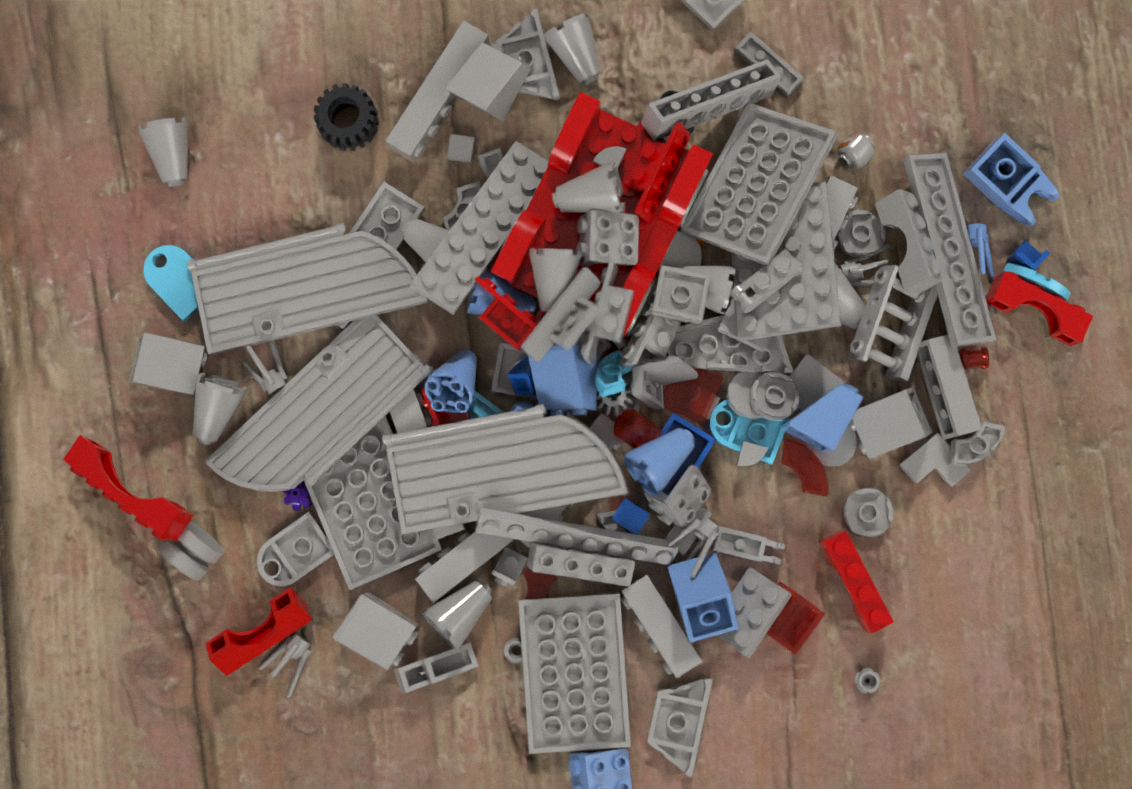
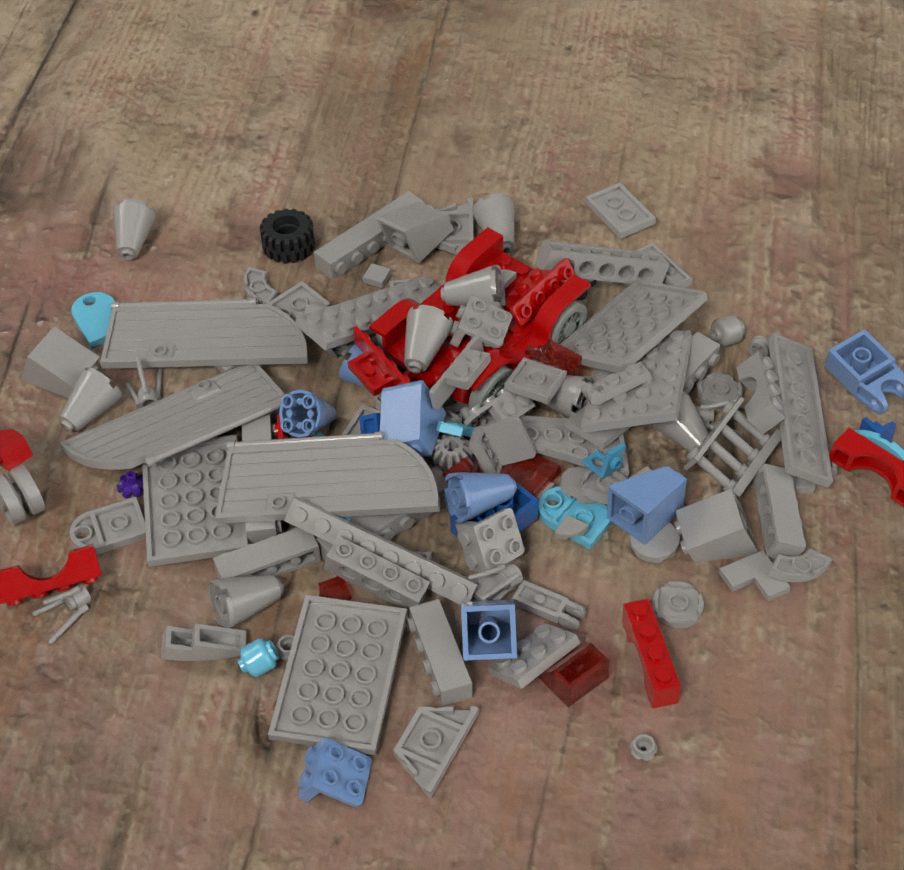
camera: 10 degrees right, 35 degrees down
(336, 197) = (257, 287): none -> light grey tile
(377, 631) = (157, 592): light grey slope -> none
(493, 673) = (258, 657): none -> medium azure head
(509, 567) = (306, 577): light grey bracket -> none
(566, 318) = (420, 360): light grey bracket -> none
(630, 516) = (440, 552): blue panel -> none
(691, 256) = (555, 356): none -> clear red bracket
(776, 377) = (611, 462): none -> dark azure bracket
(807, 466) = (625, 551): clear red tile -> none
(892, 164) = (759, 344): none -> light grey bush
(974, 358) = (810, 499): clear red bush -> none
(979, 238) = (830, 410): medium blue plant -> none

